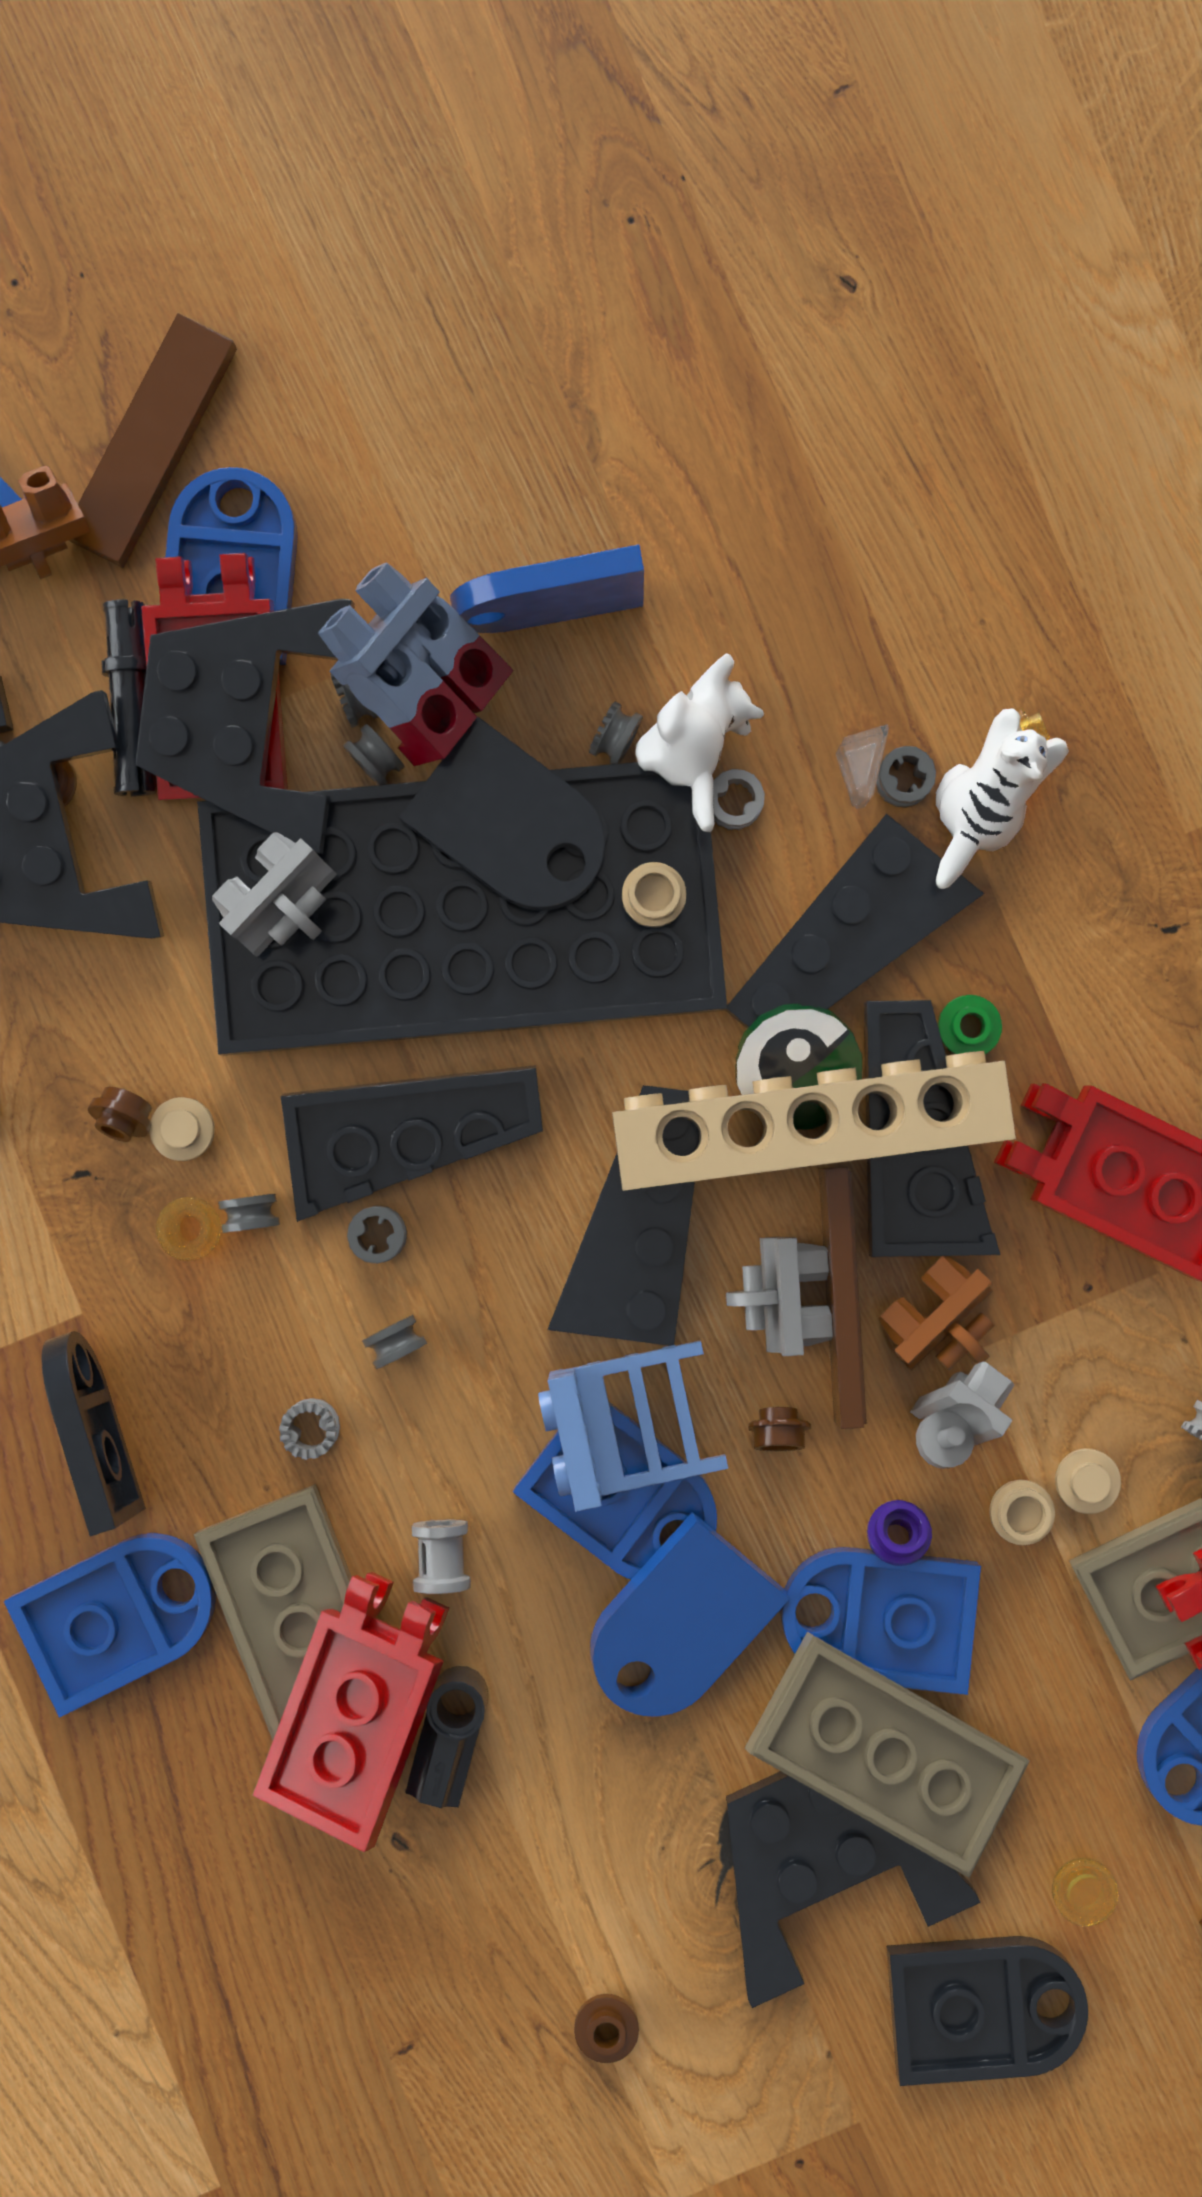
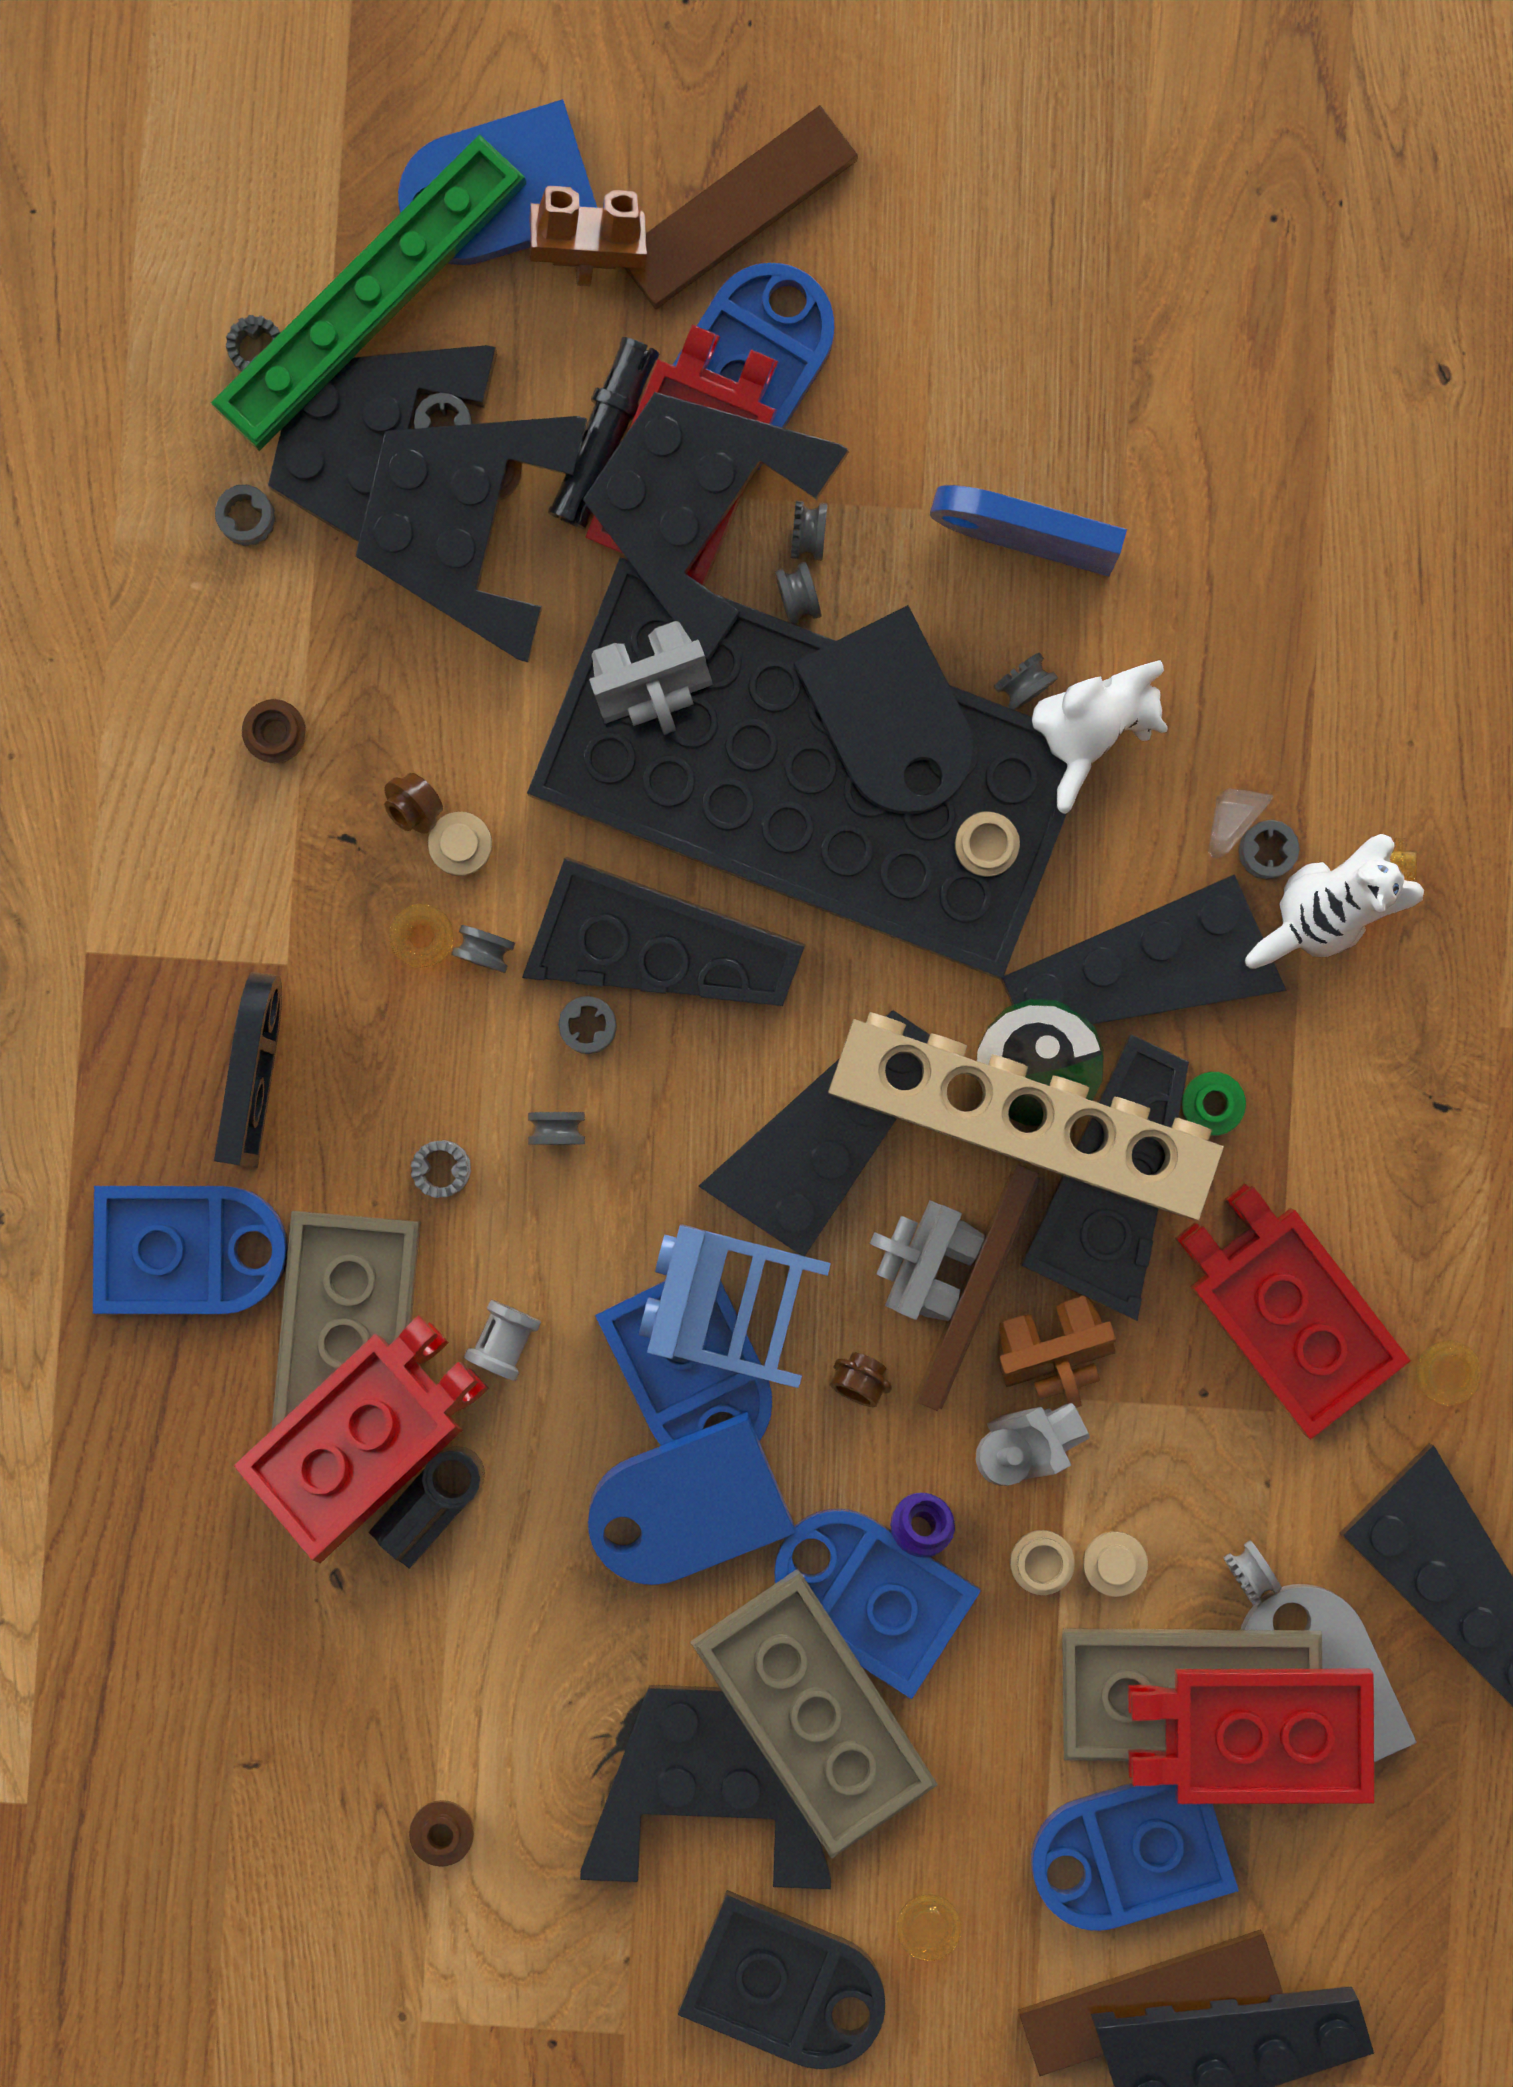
camera: 30 degrees right, 0 degrees up
(414, 663) = (876, 533): sand blue hips -> none
(751, 809) = (1113, 810): light grey bush -> none

